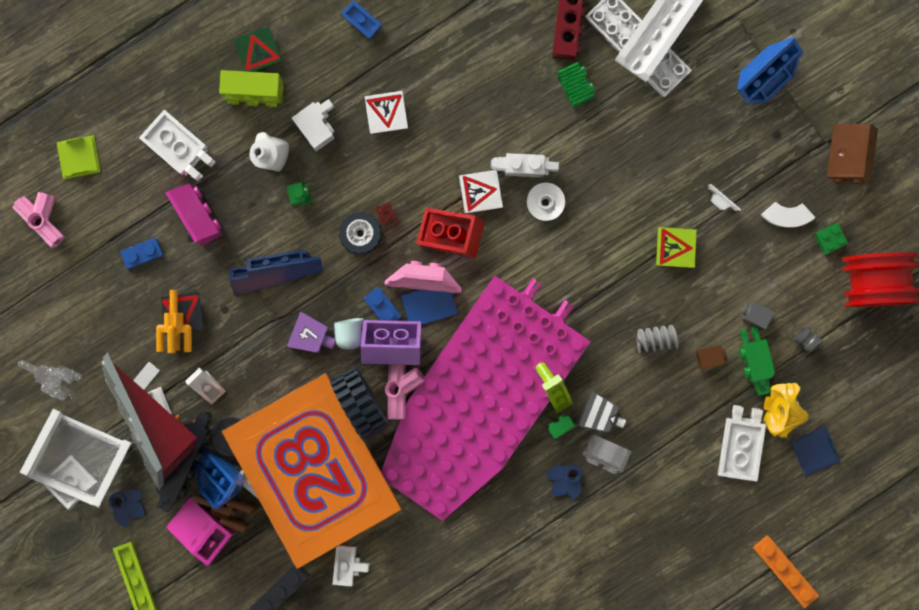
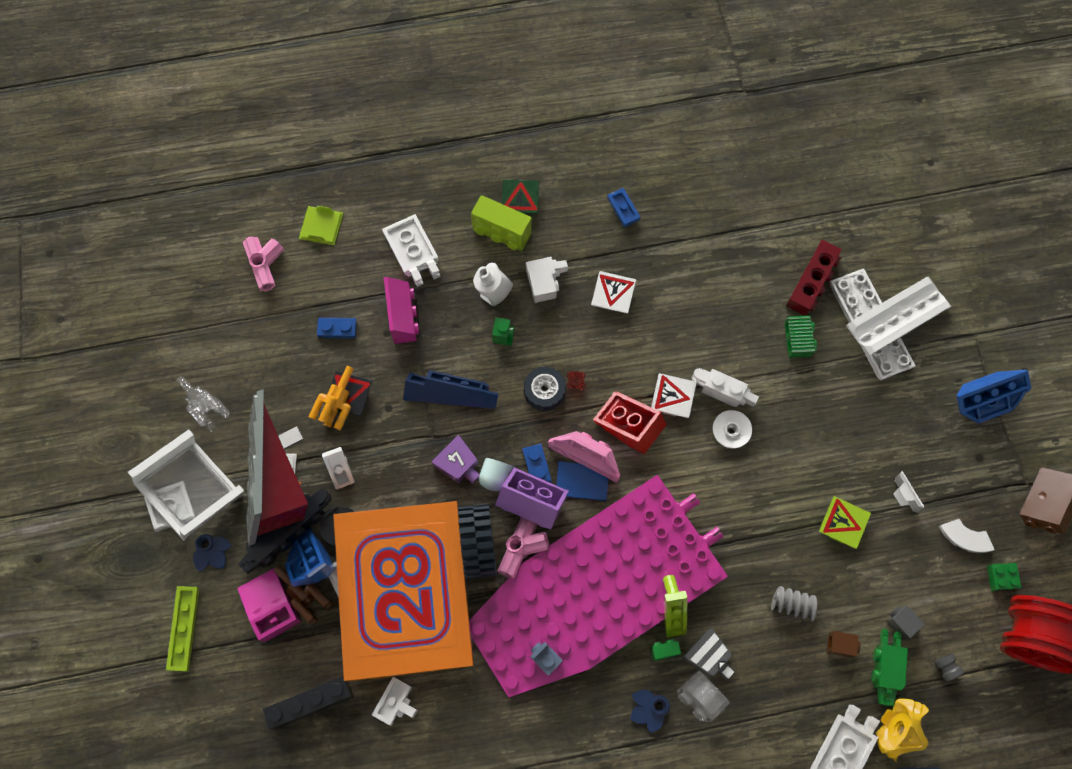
camera: 20 degrees right, 15 degrees down
(460, 476) = (545, 657): none -> sand blue bracket

